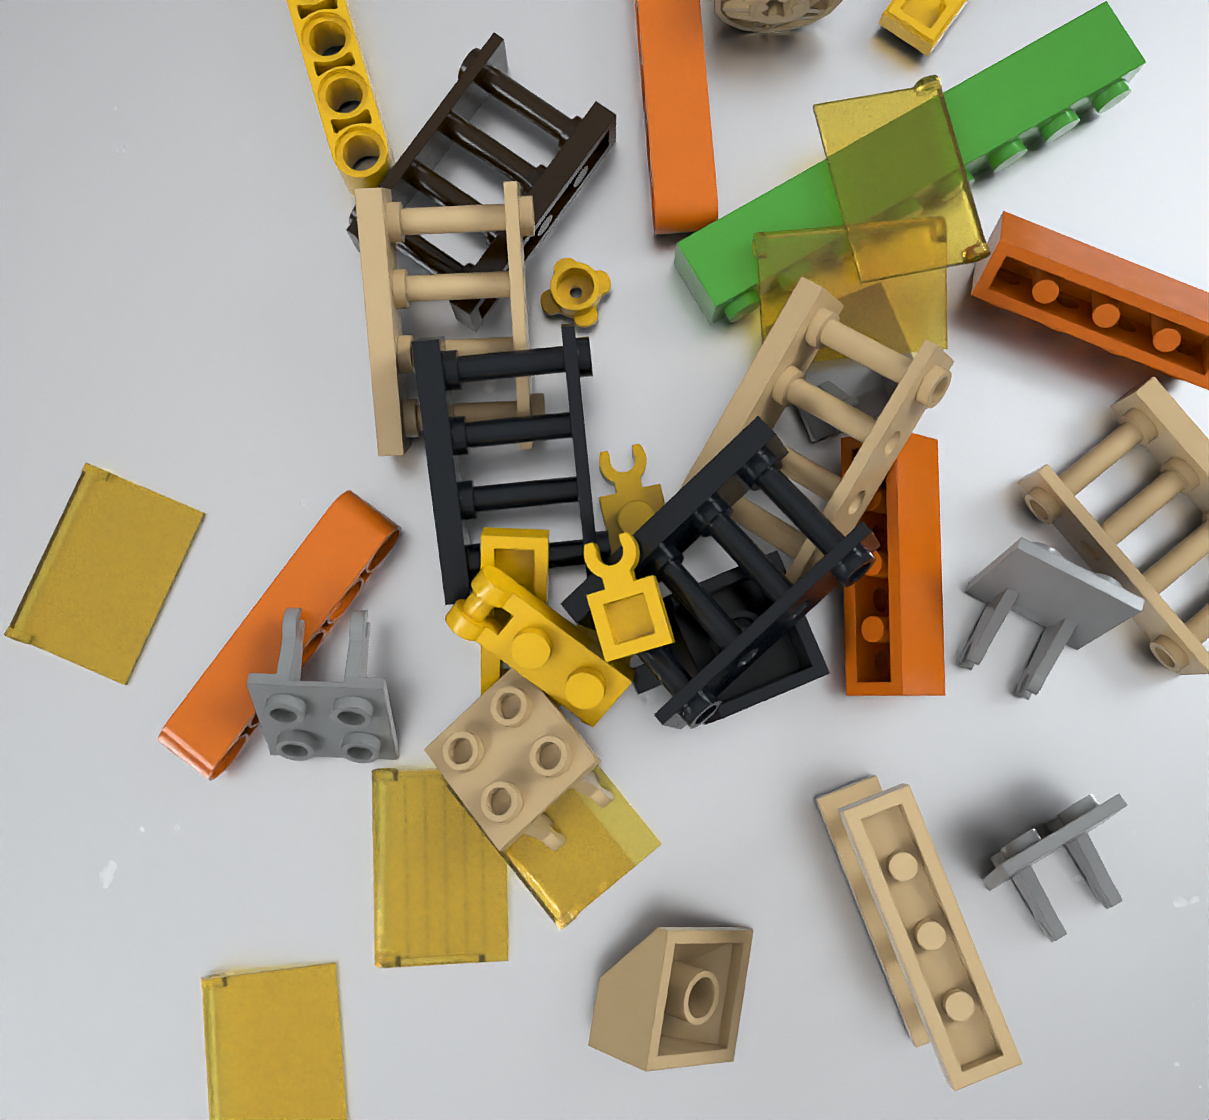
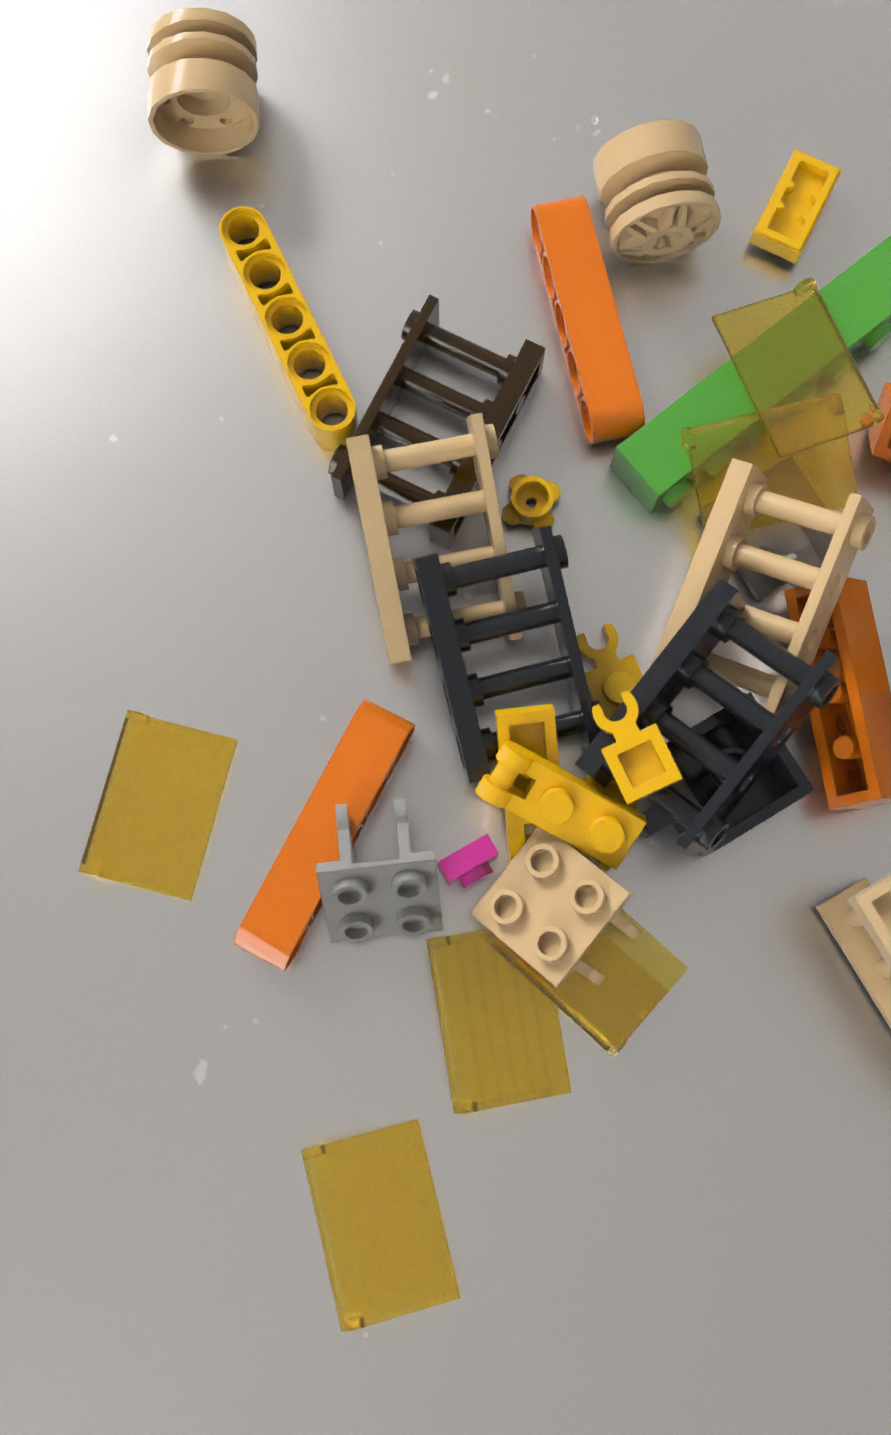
camera: 10 degrees left, 5 degrees down
(433, 693) = (469, 863): none -> dark pink plate
(674, 999) = (725, 1097): tan slope -> none

